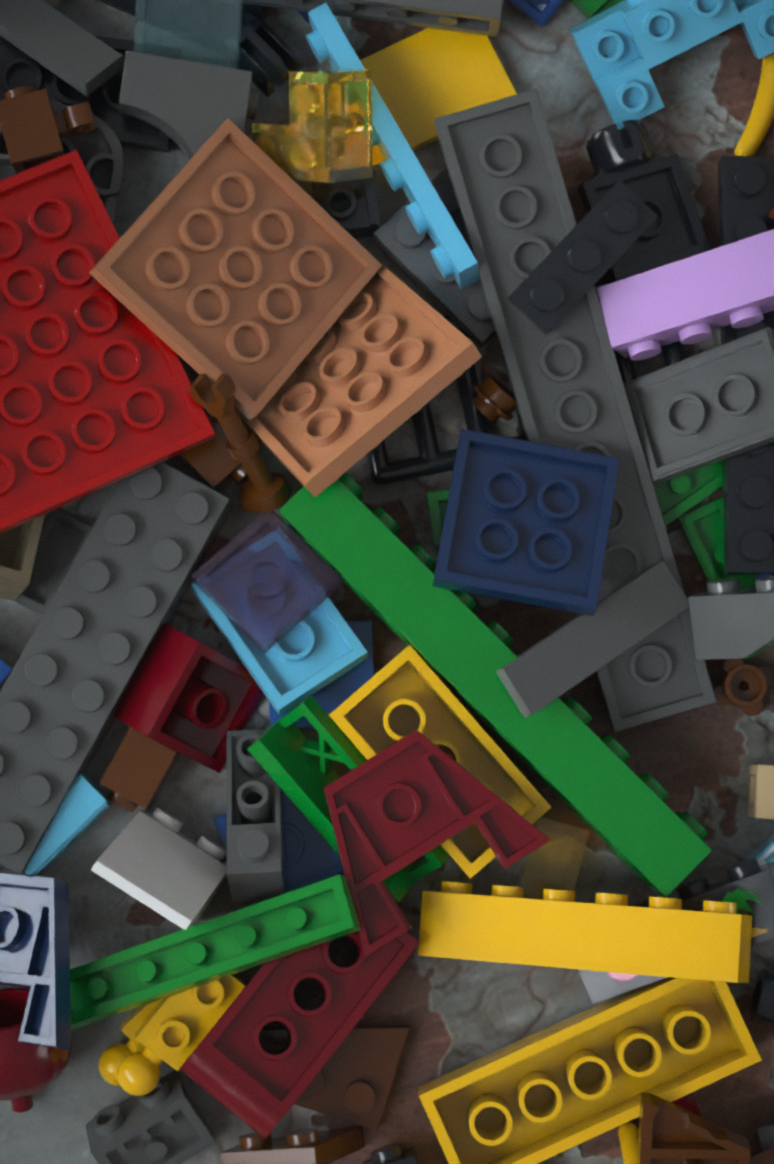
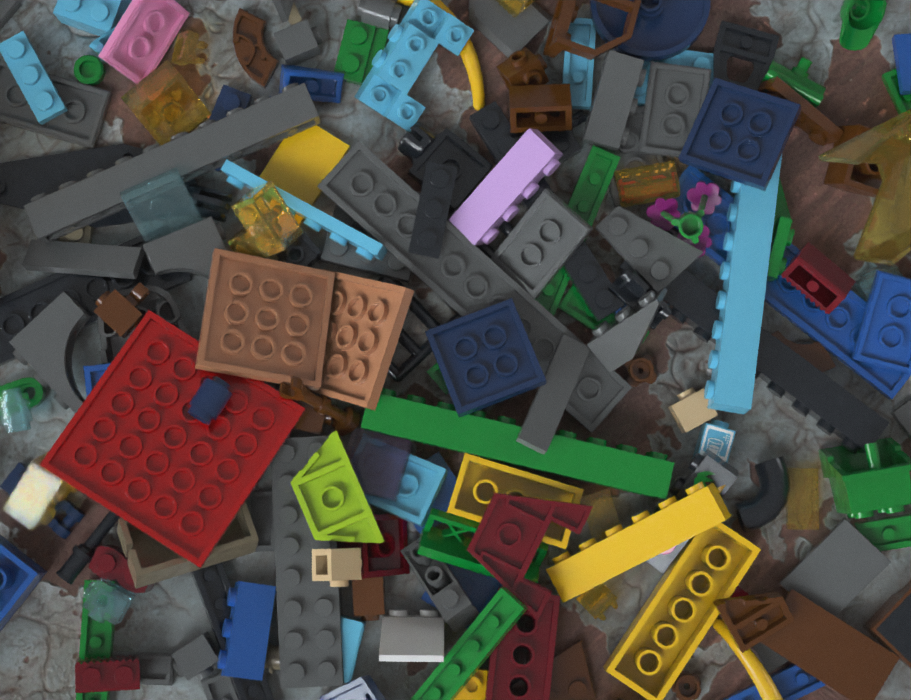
camera: 30 degrees left, 0 degrees up
(82, 332) = (210, 400): none -> dark blue brick
(118, 692) = (336, 565): none -> tan brick
(177, 590) = (334, 498): none -> lime wing
(471, 984) = (598, 600): none -> clear yellow tile
(494, 399) = (431, 305): reddish brown plate -> none

